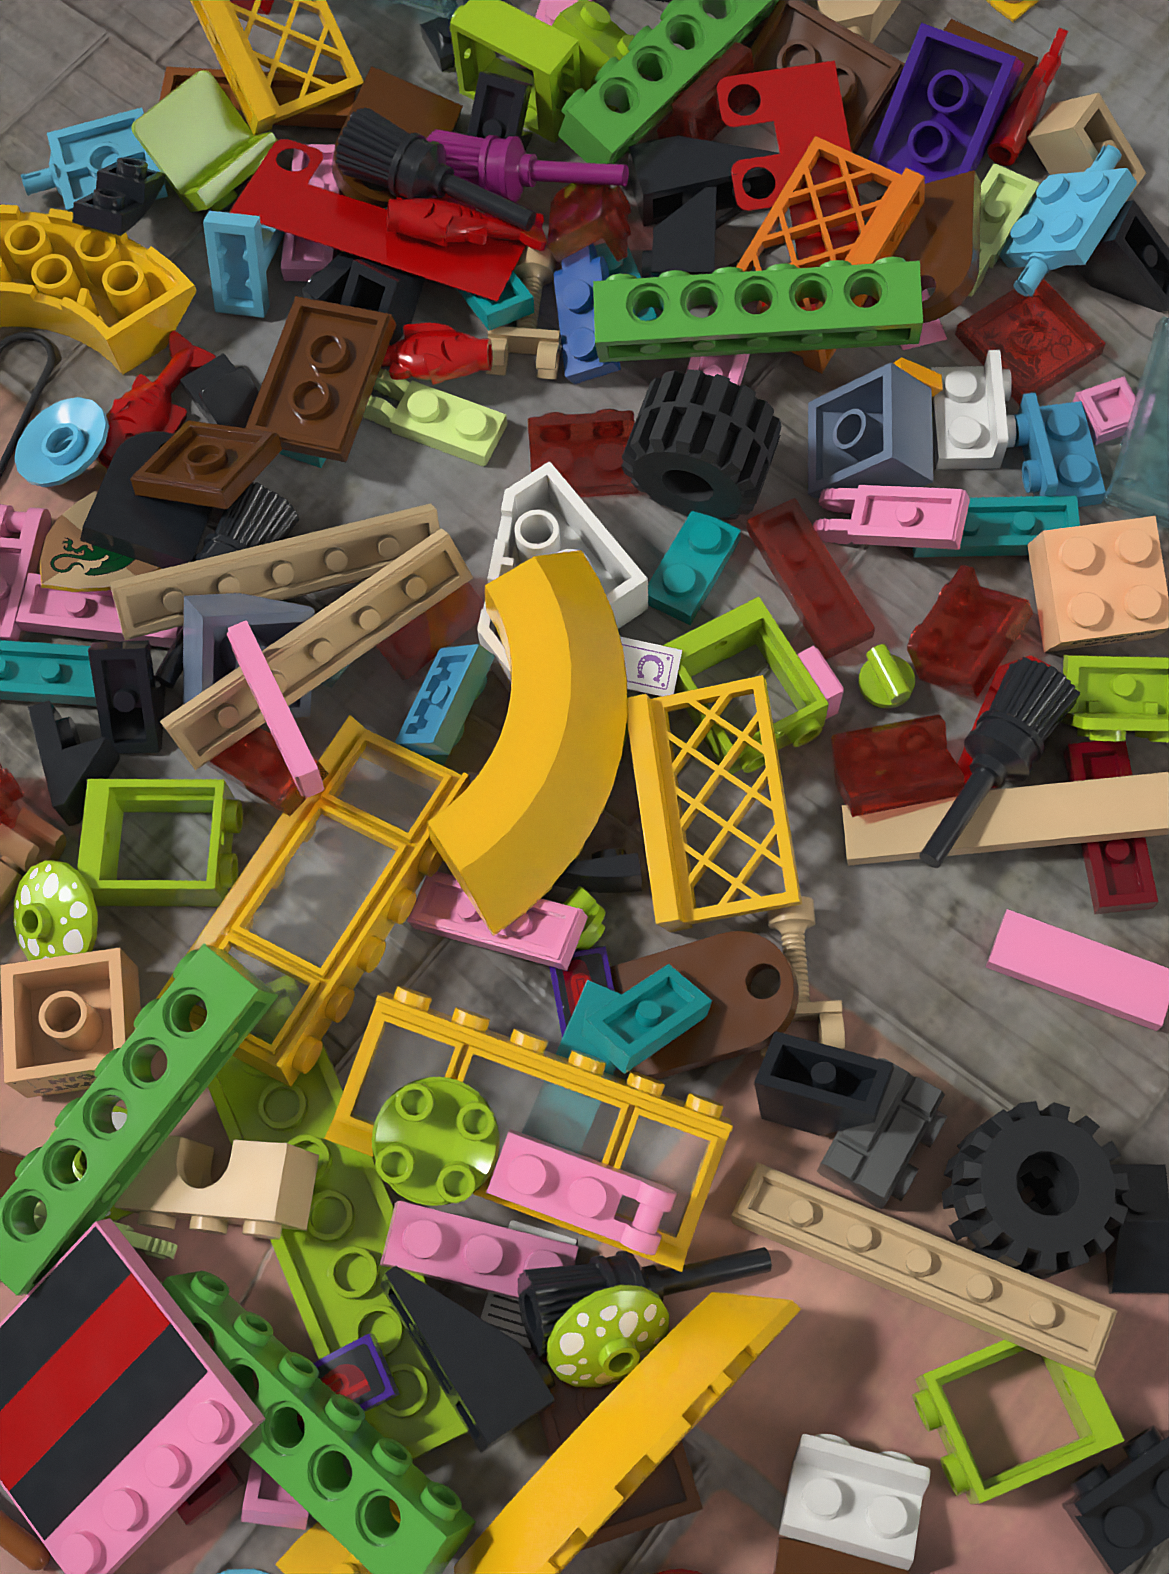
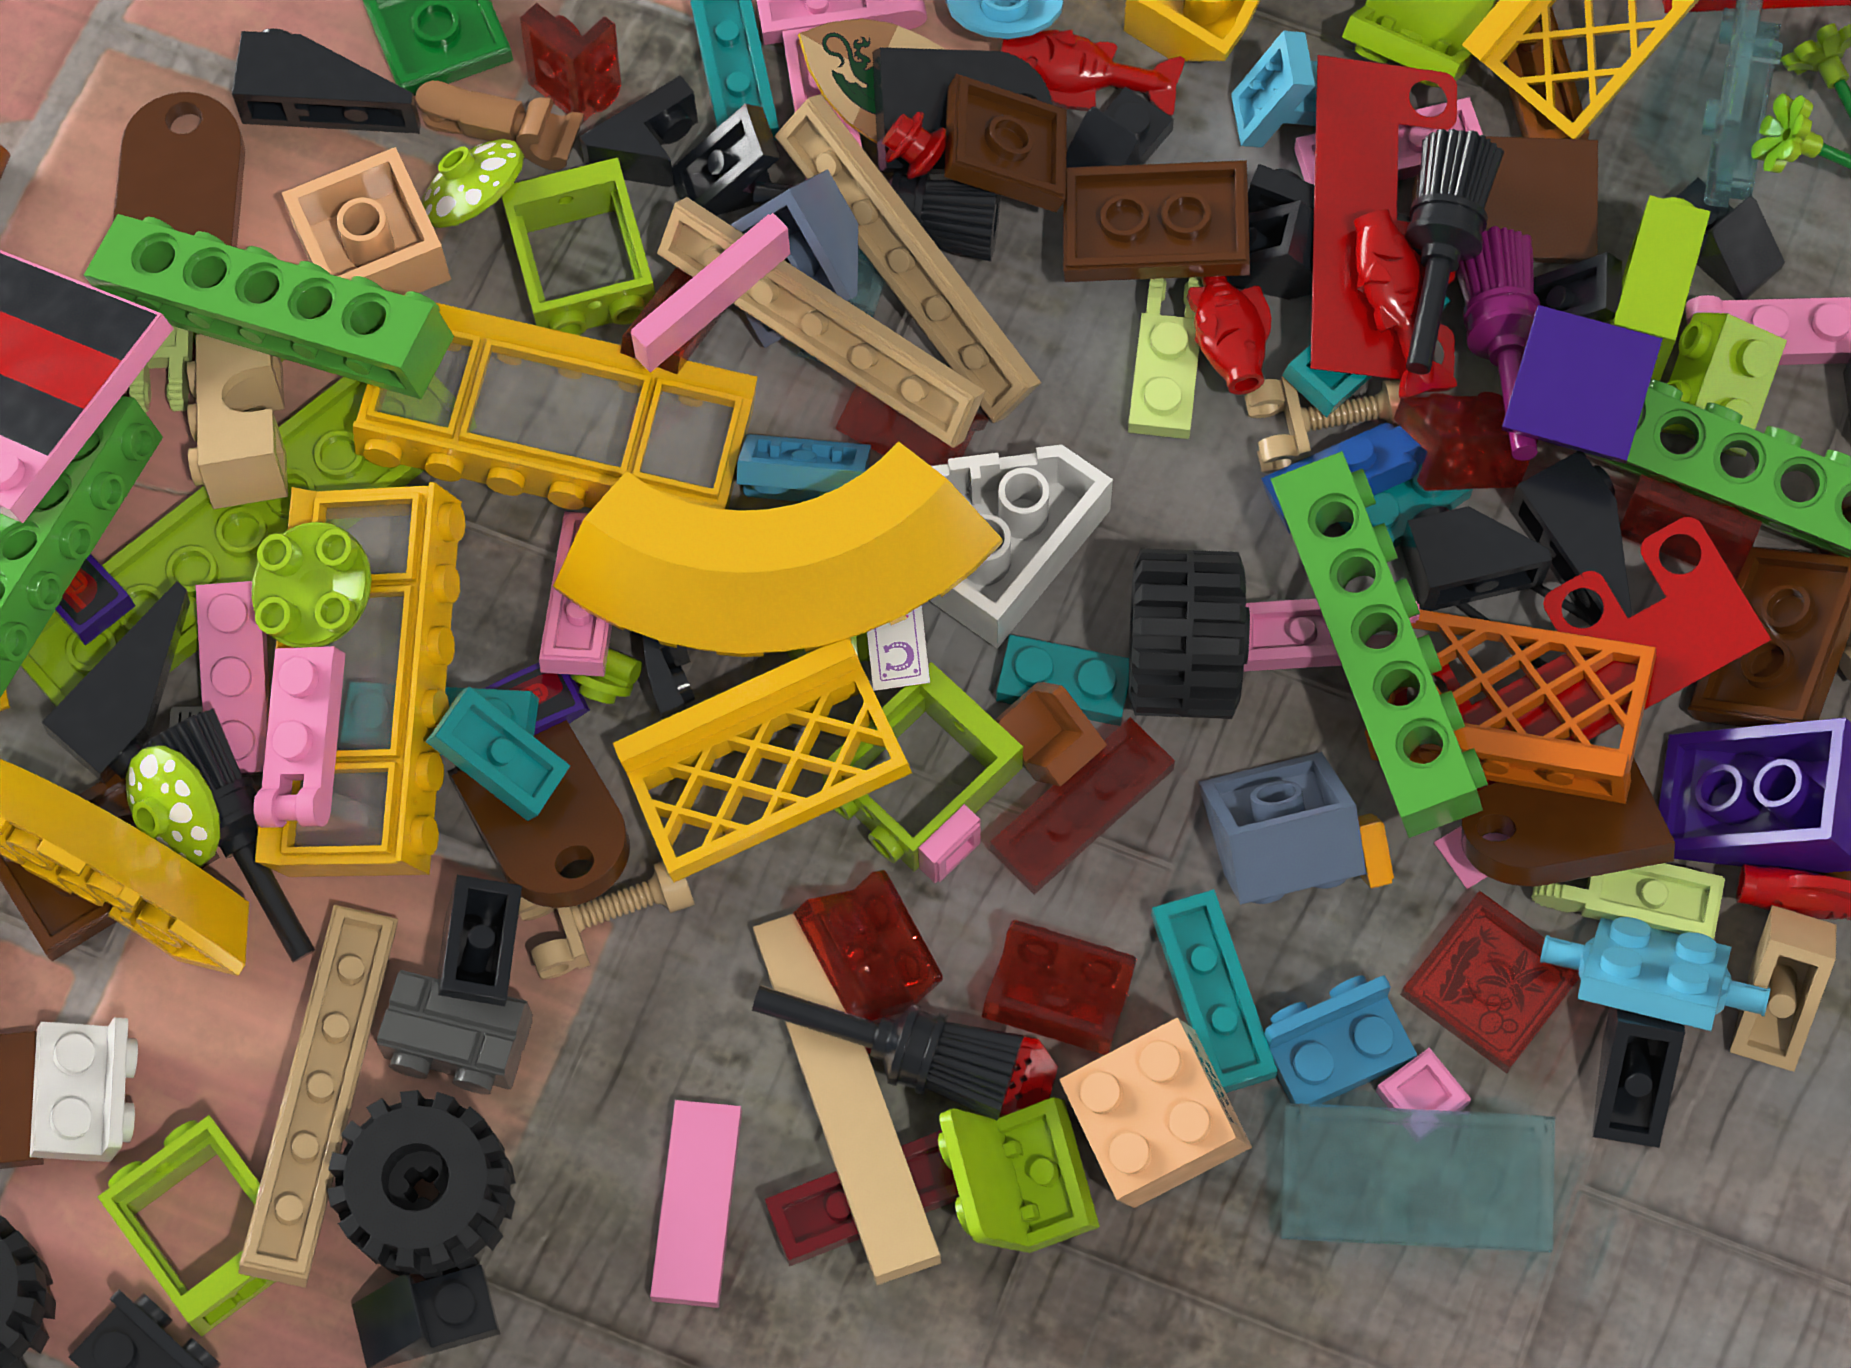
camera: 70 degrees right, 0 degrees up
(184, 526) = (914, 144): none -> red wheel
(584, 449) = (1163, 510): clear red bracket -> none
(593, 107) = (1582, 384): none -> dark purple tile
(745, 572) = (1052, 732): none -> dark orange panel
(885, 678) = (982, 919): lime plate -> none
(895, 516) = (1175, 874): bright pink hinge -> none
(972, 417) = (1359, 933): white bracket -> none

